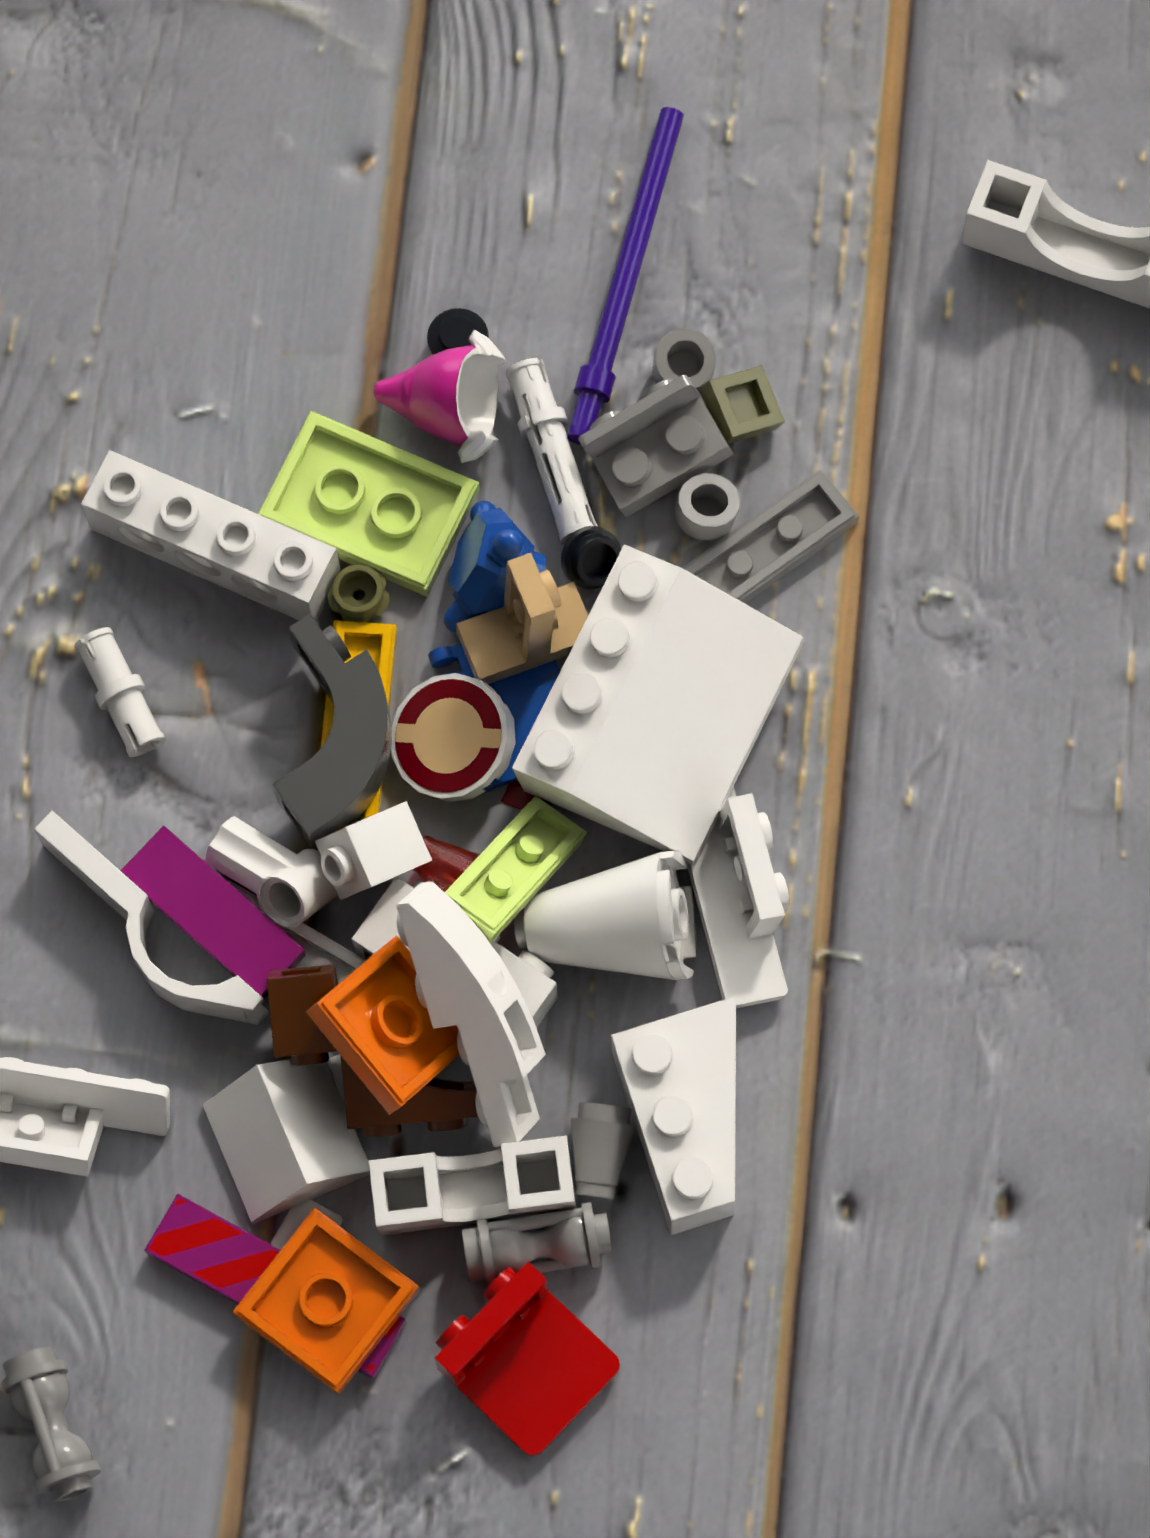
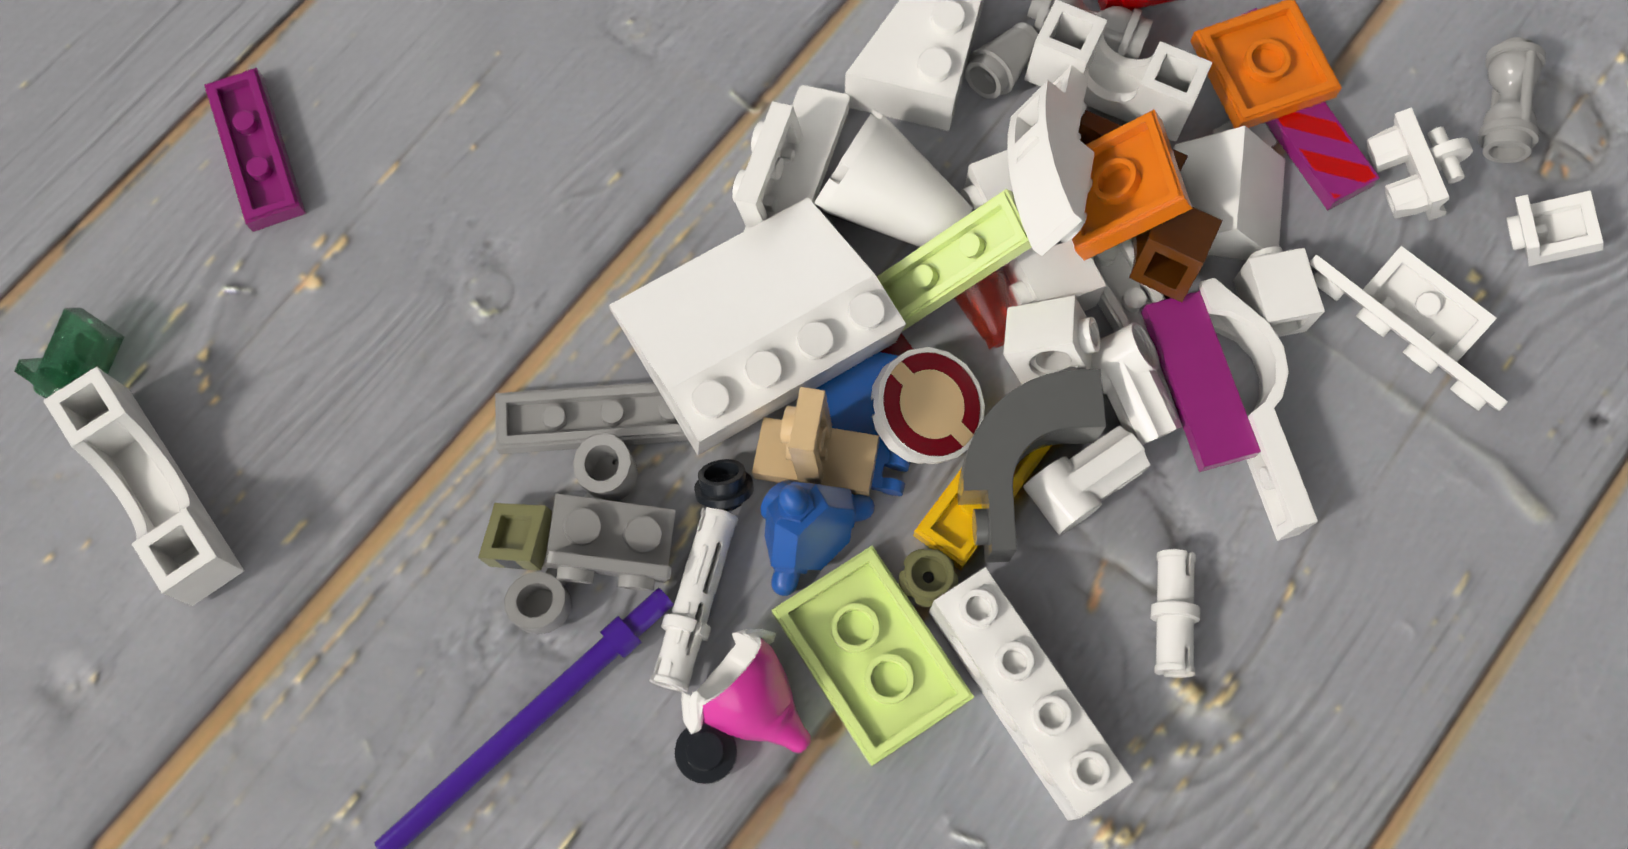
camera: 150 degrees left, 0 degrees up
(105, 1289) = (1406, 144): none -> white hips
(184, 1053) = (1280, 289): none -> white brick
(271, 745) = (1075, 486): none -> white piece

